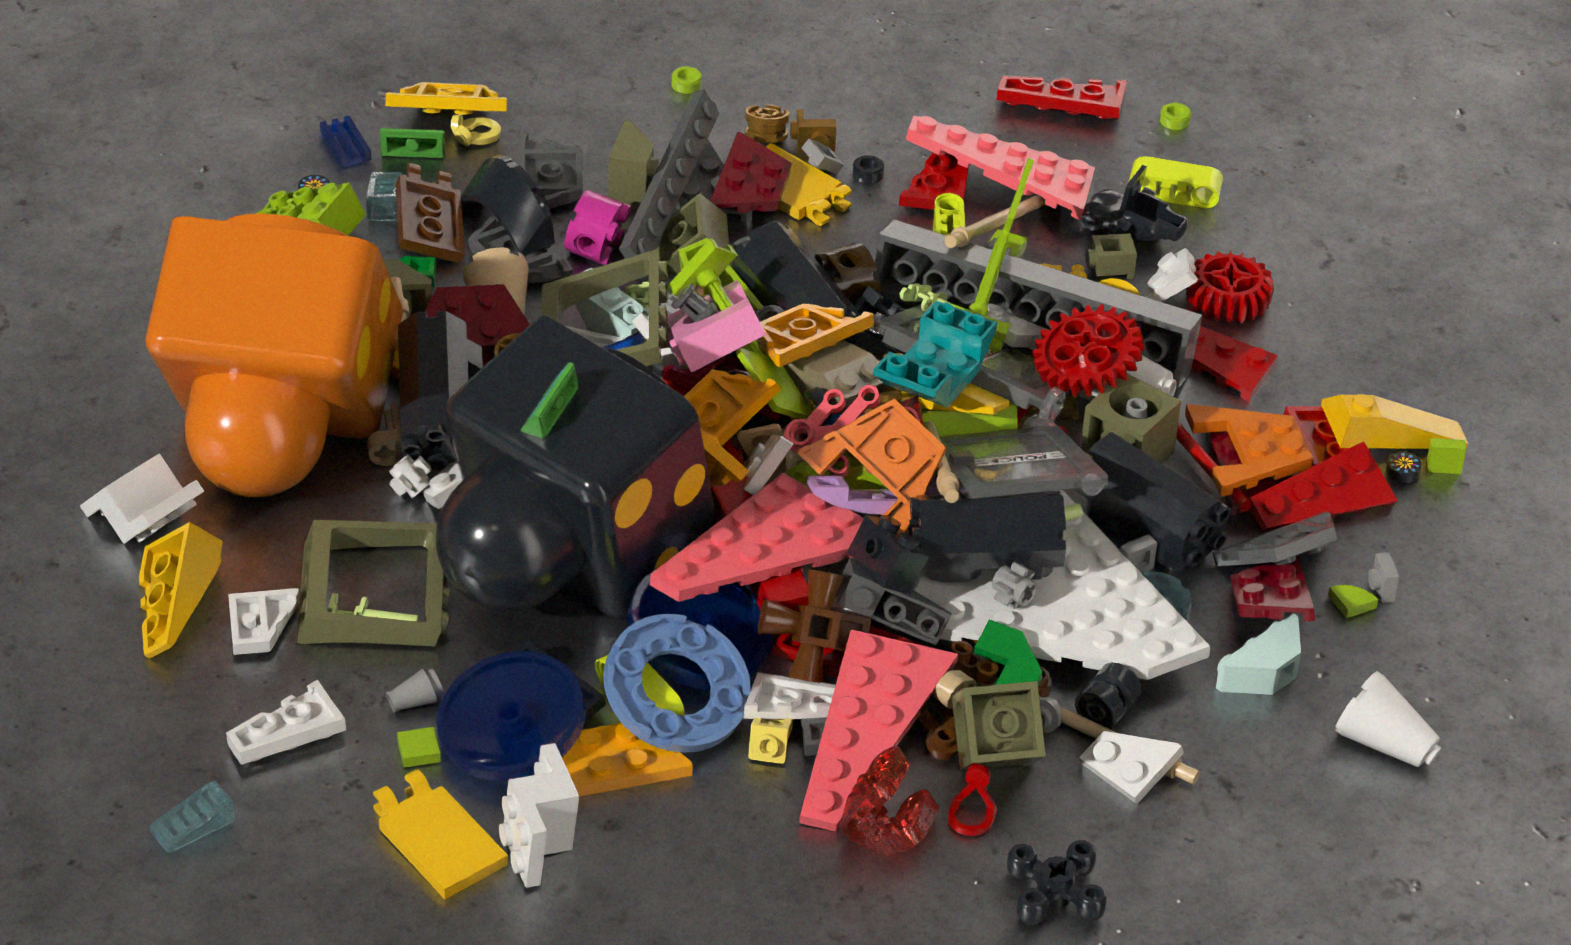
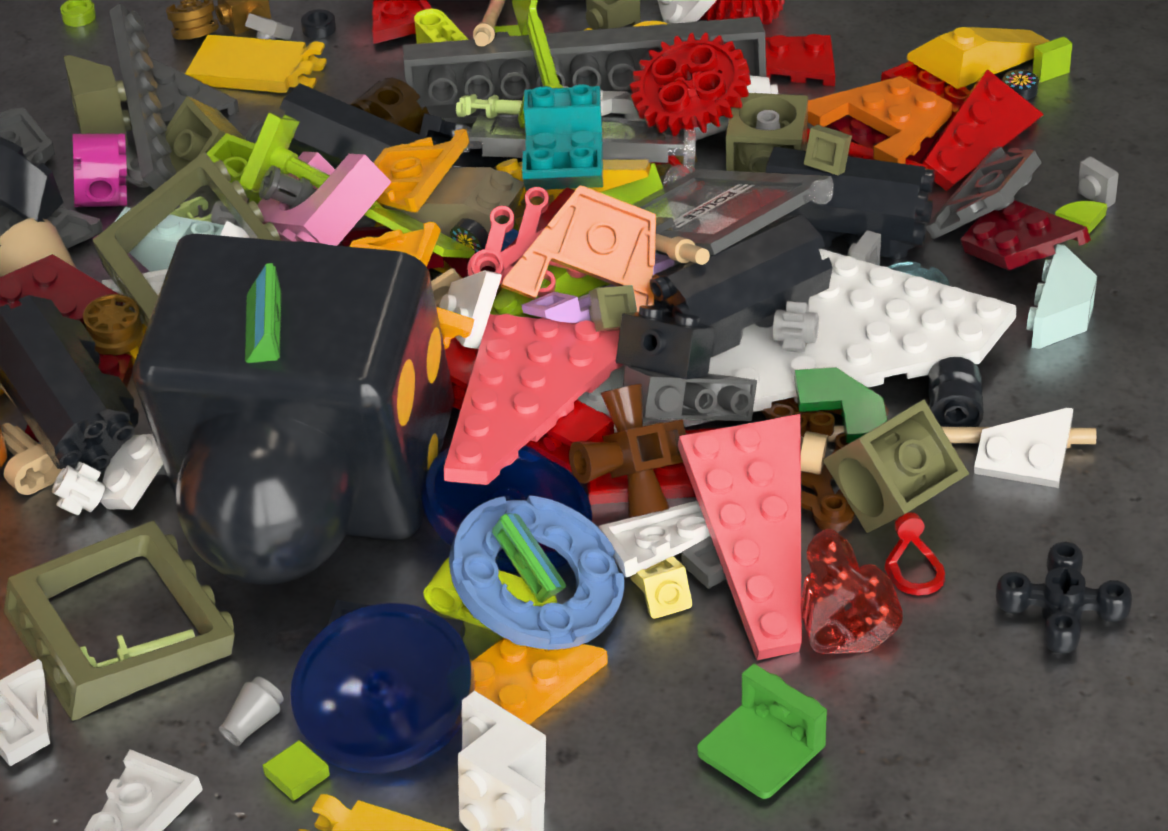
camera: 25 degrees left, 0 degrees up
(674, 668) = (528, 557): none -> bright green slope
(751, 177) = (218, 68): dark red wing -> none
(753, 877) = (767, 735): none -> bright green bracket
(869, 503) = (609, 304): none -> olive tile
(1142, 452) = (827, 149): none -> olive tile

